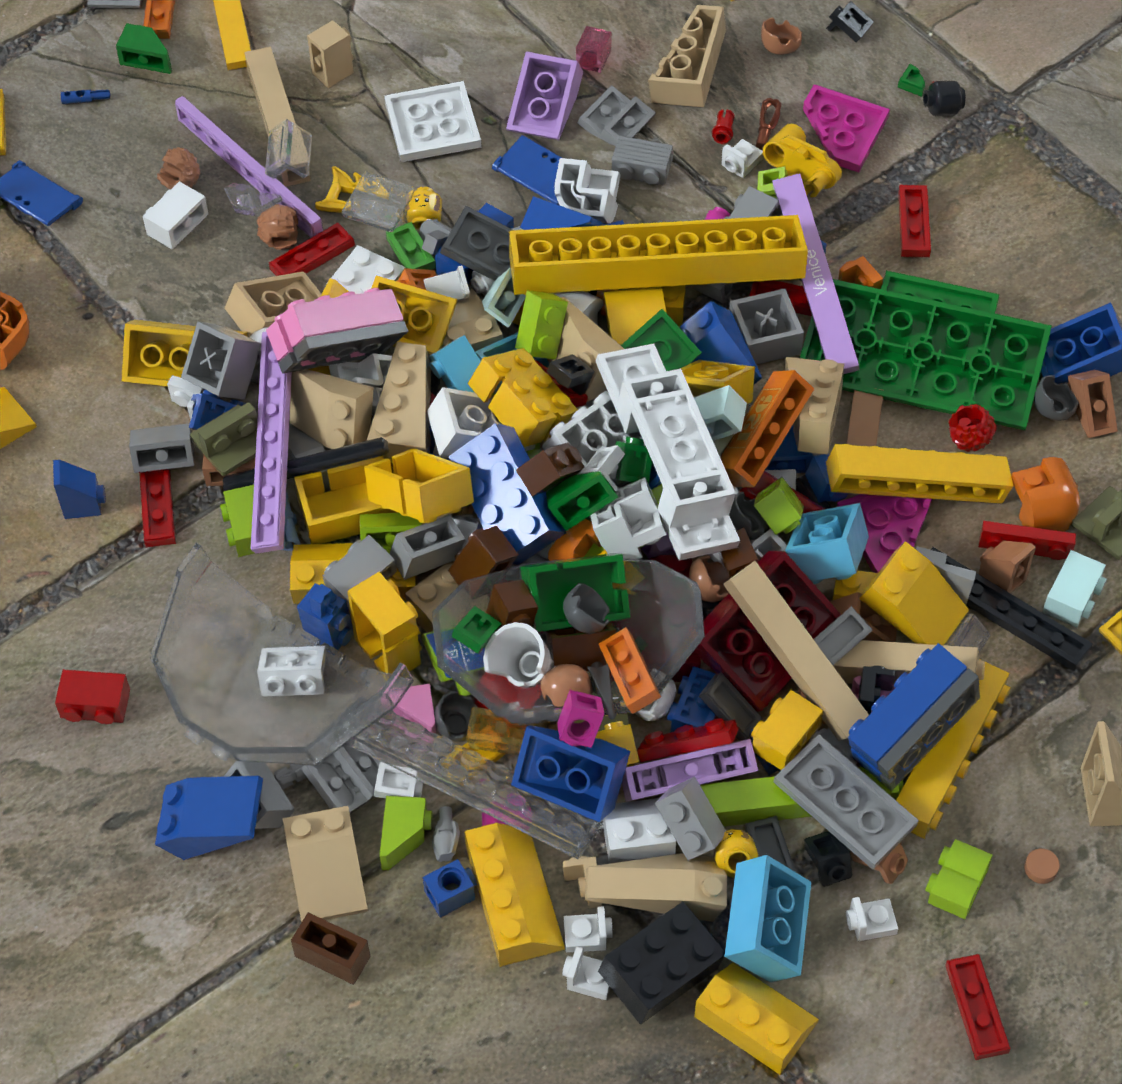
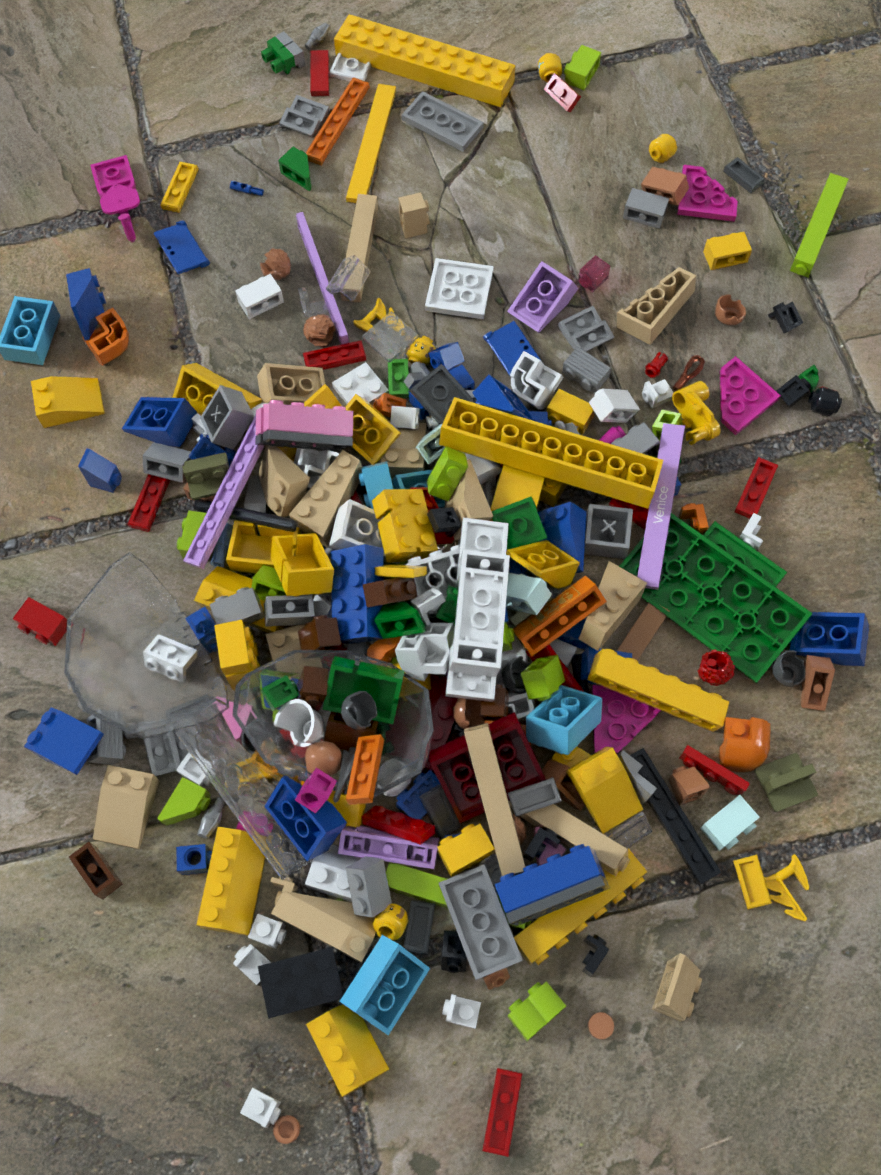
camera: 25 degrees right, 10 degrees up
(122, 403) = (161, 420): none -> blue slope
(458, 197) = (447, 355): none -> brick
(557, 438) = (404, 571): none -> yellow tile
(647, 207) = (570, 409): none -> yellow brick
(699, 185) = (614, 405): none -> white brick
(903, 99) = (794, 390): none -> black bracket
(933, 266) = (750, 531): none -> white bracket
(996, 785) = (594, 959): none -> black bracket

